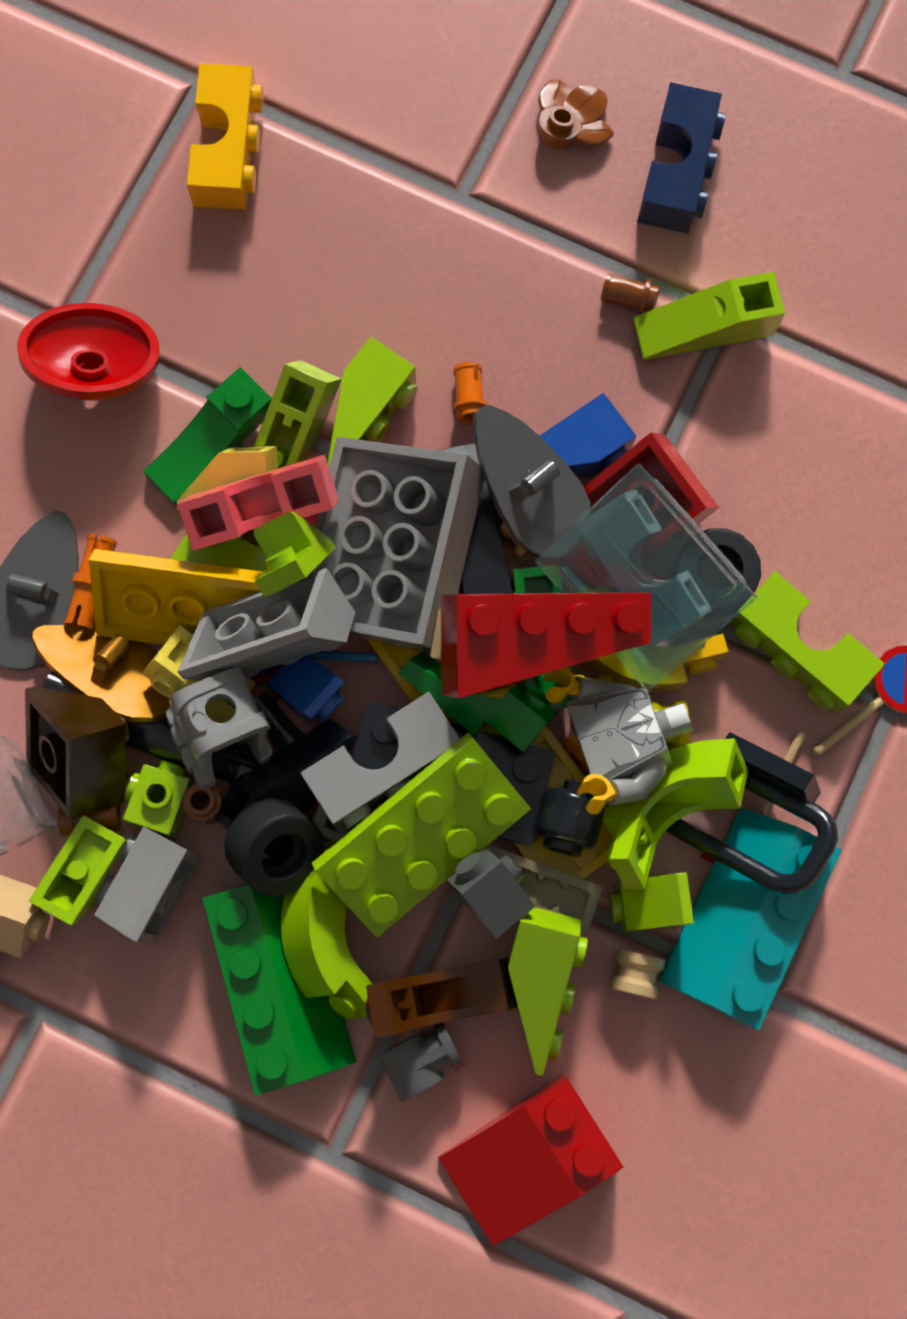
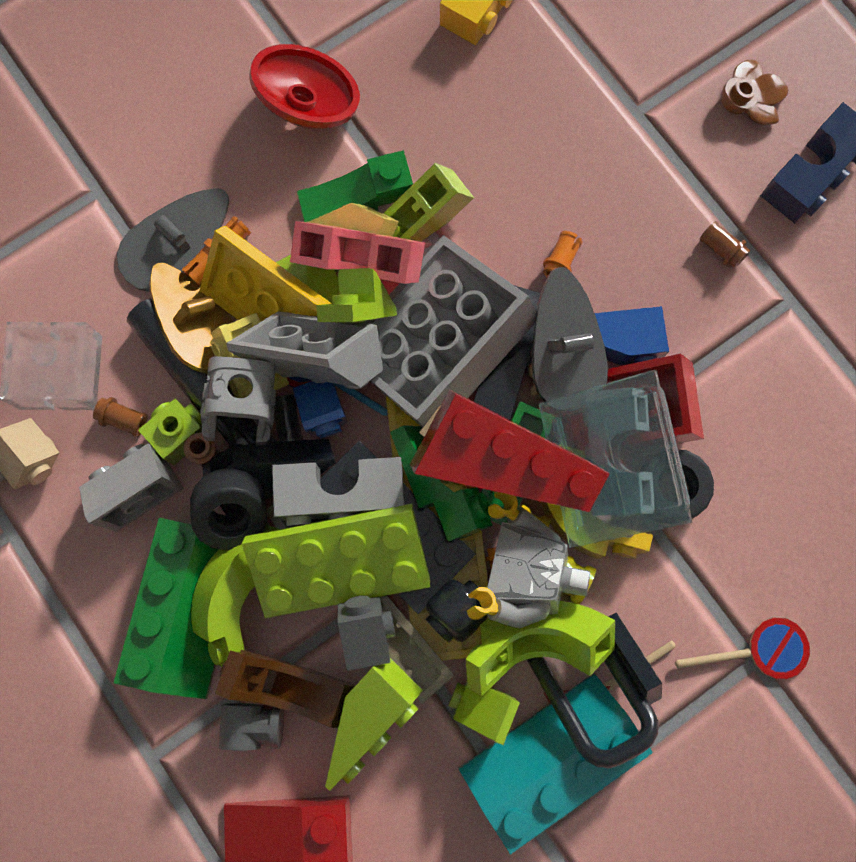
camera: 35 degrees right, 0 degrees up
(76, 749) = (135, 363): dark brown slope -> none
(78, 871) = (85, 450): lime slope -> none
(370, 393) = (490, 218): lime slope -> none
(637, 974) = (444, 755): tan wheel -> none
(712, 317) = (779, 294): lime slope -> none
(830, 675) = (721, 613): lime arch -> none

